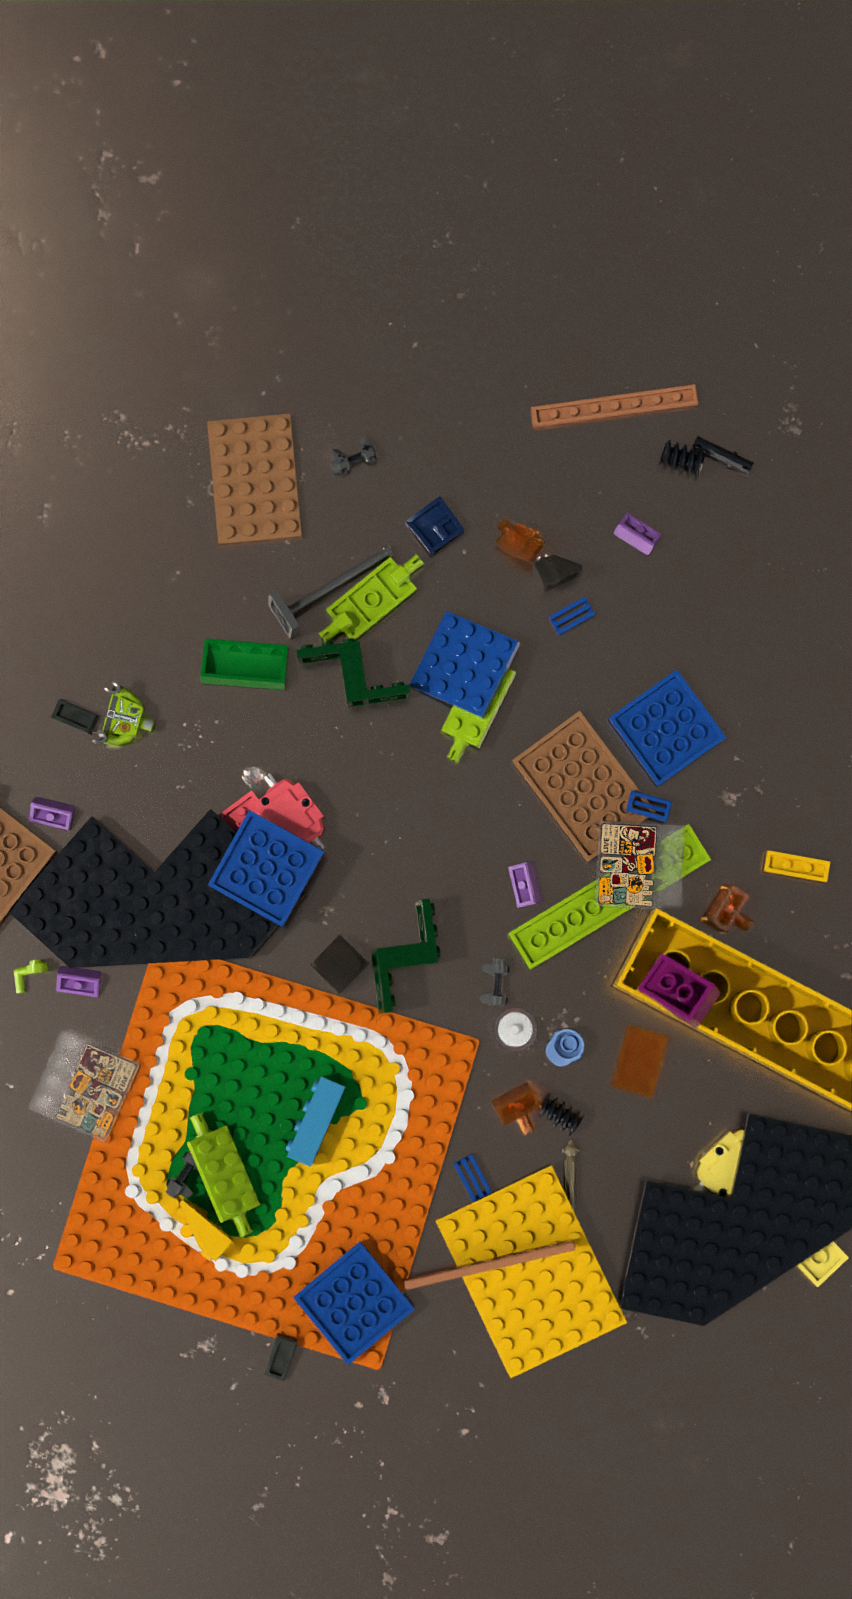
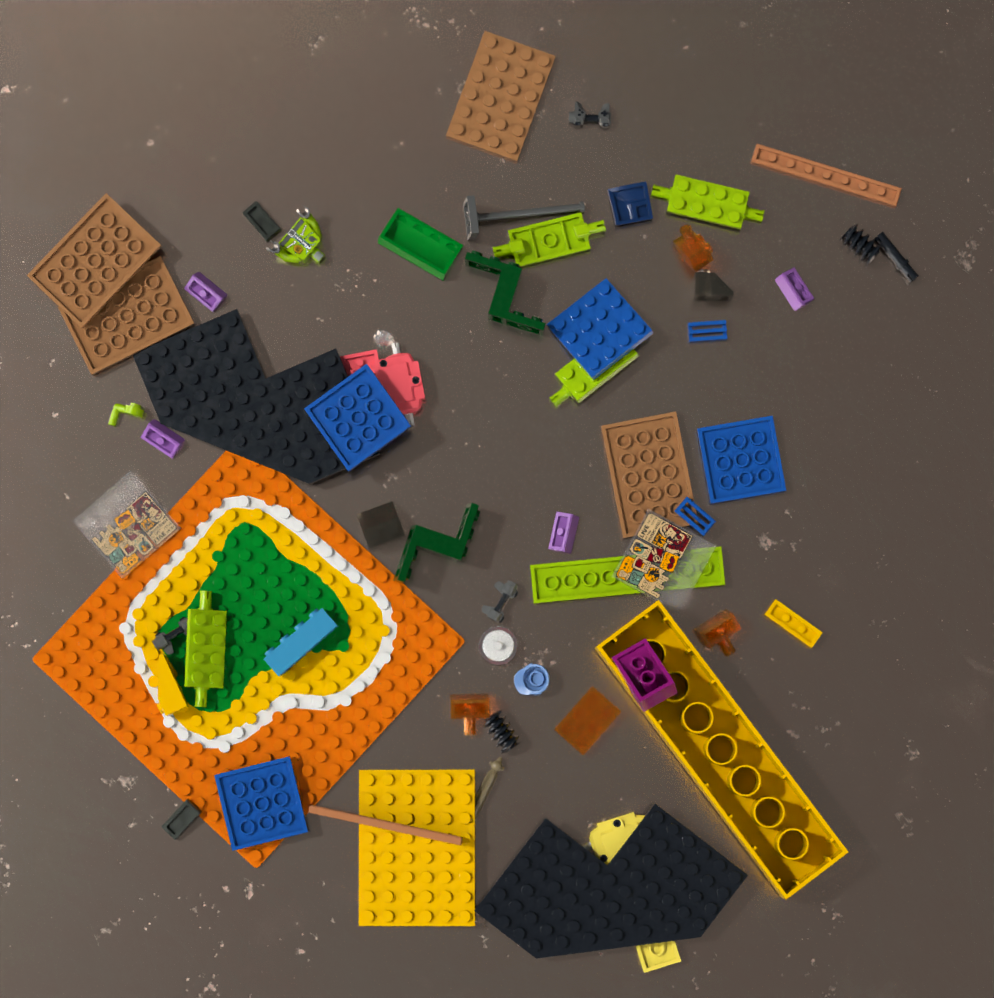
camera: 25 degrees right, 0 degrees up
(480, 1194) = (398, 762): blue tile -> none
(511, 487) = (708, 202): none -> lime plate

